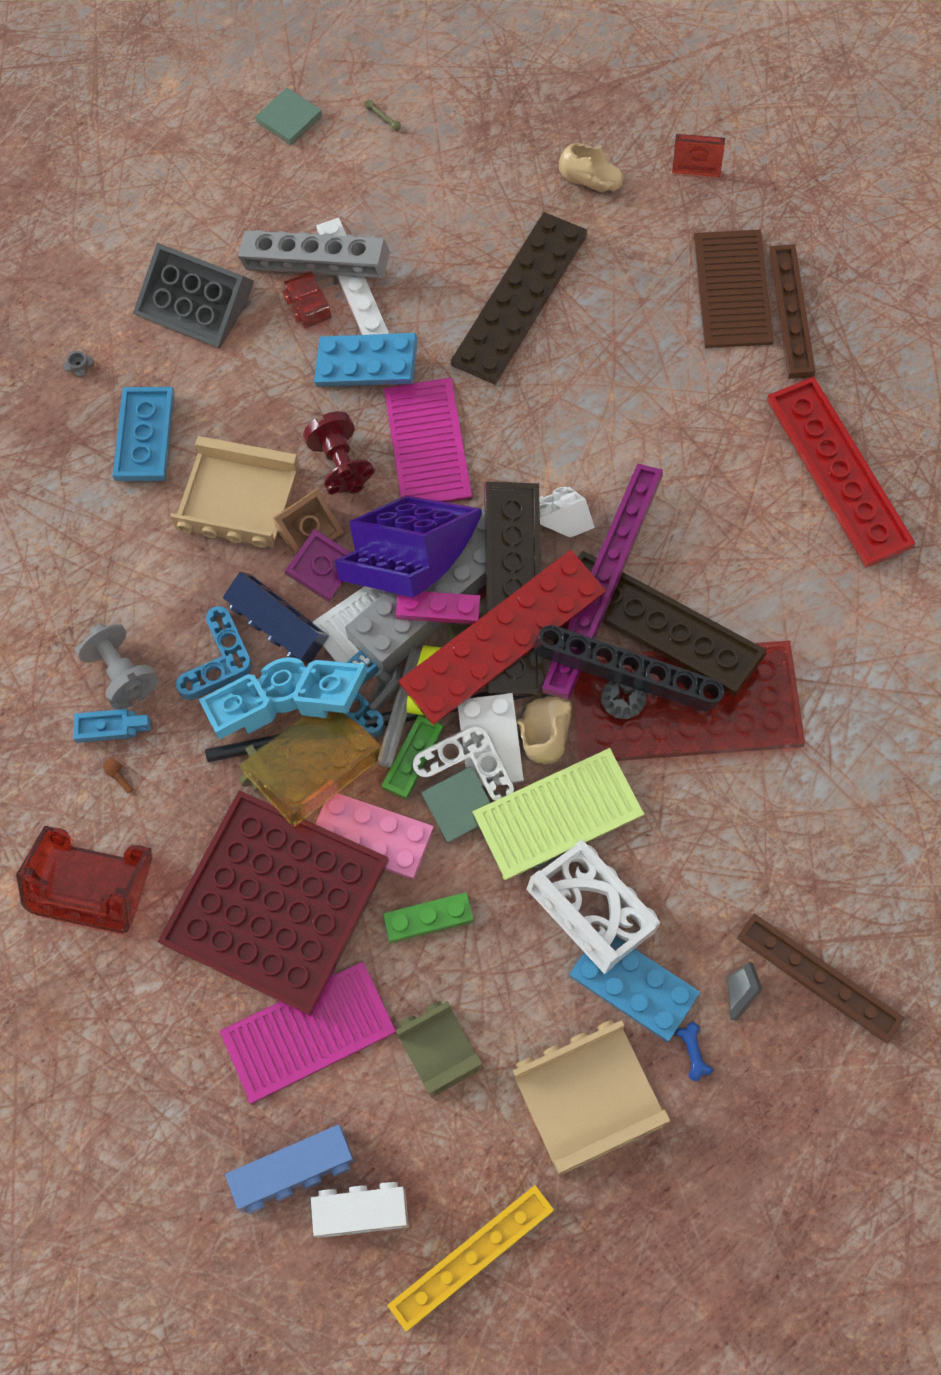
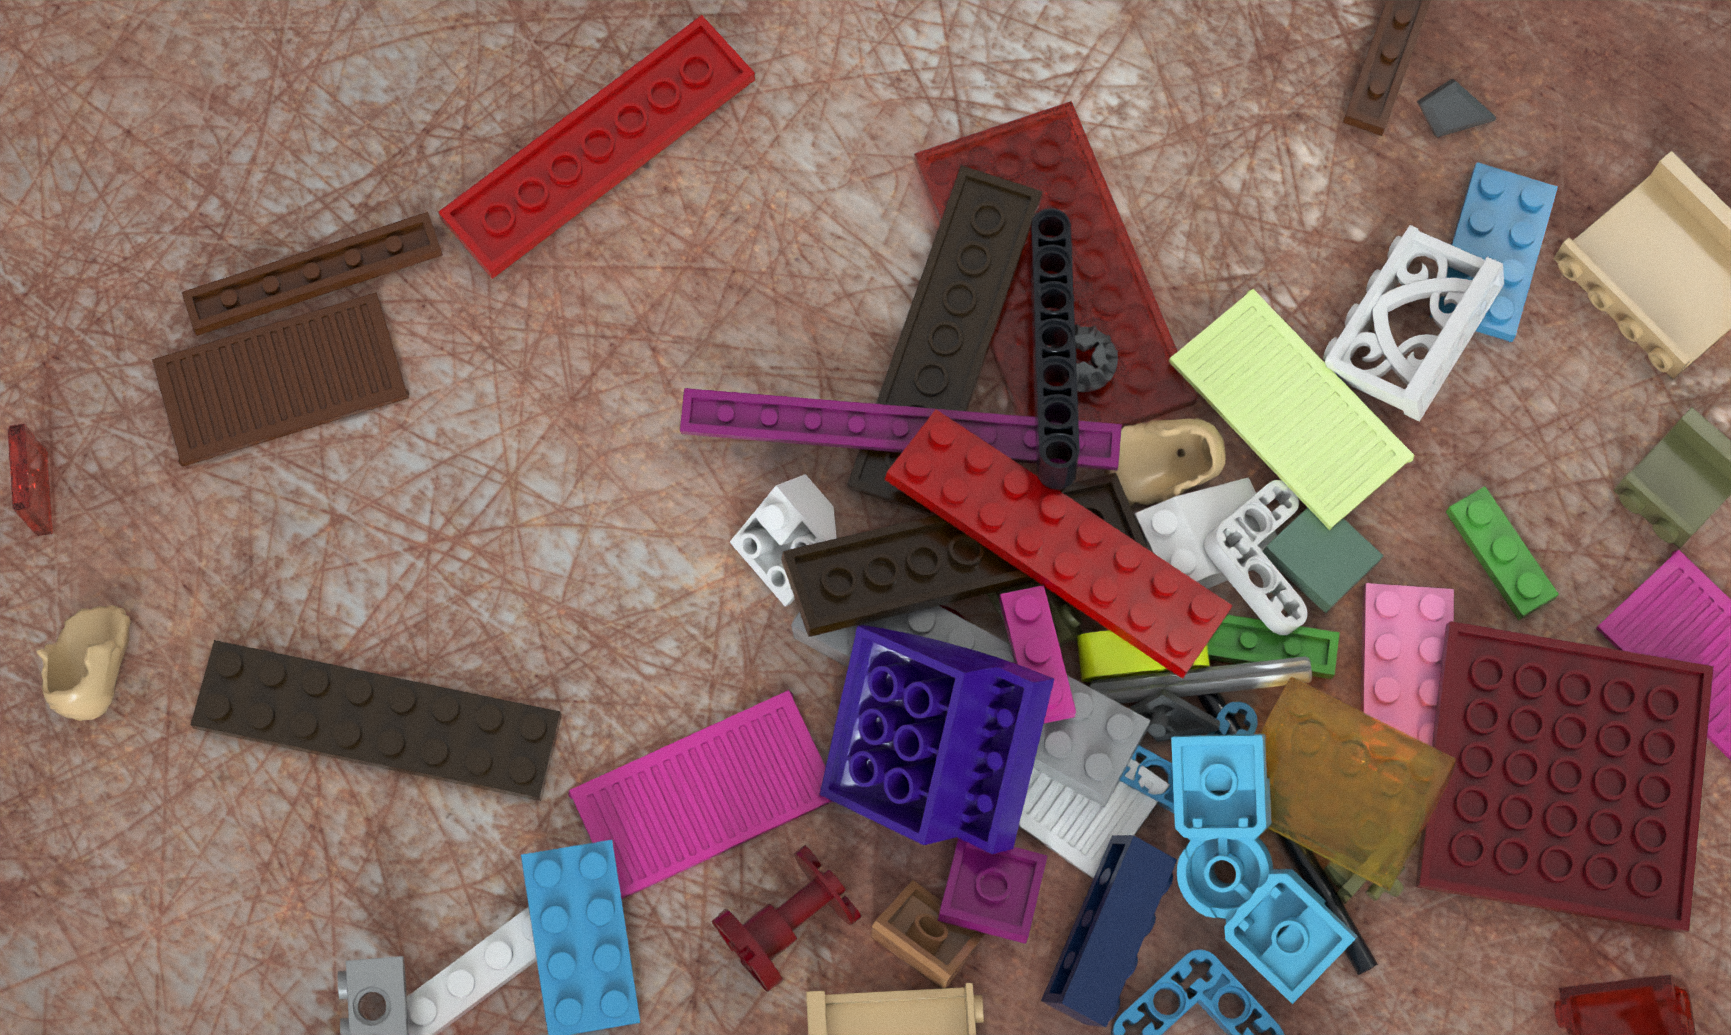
camera: 115 degrees left, 5 degrees up
(698, 1066) = (1573, 145): blue piece -> none

